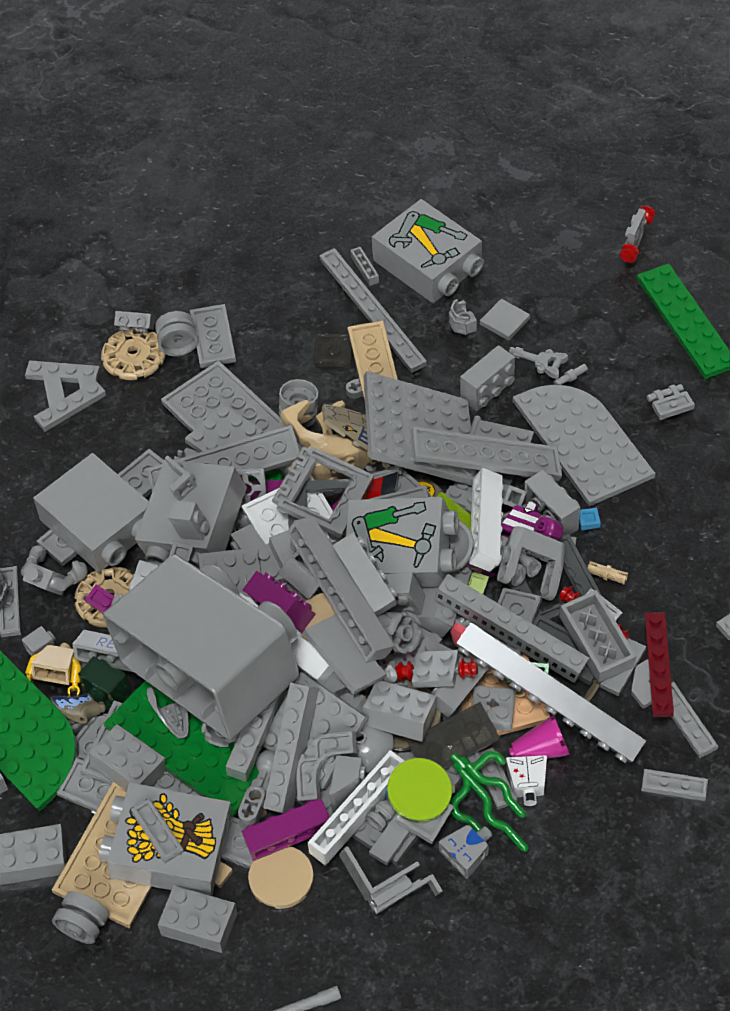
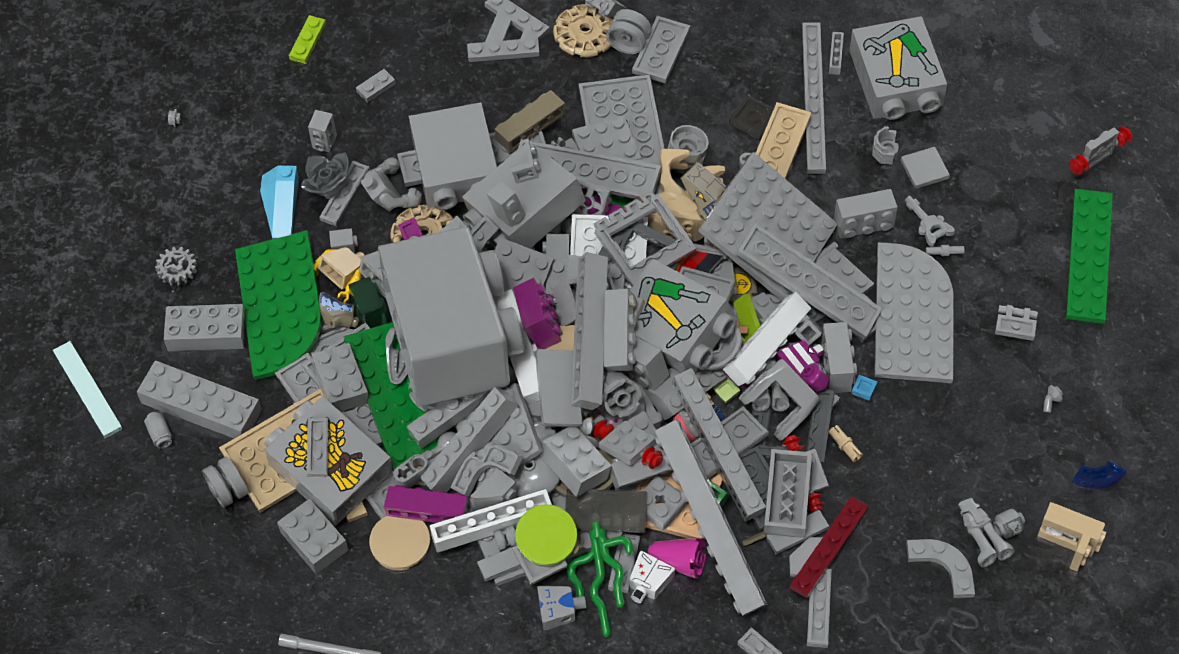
camera: 30 degrees right, 5 degrees up
(141, 449) = (530, 120): none -> dark tan brick
(391, 889) = (473, 602): light grey piece -> none

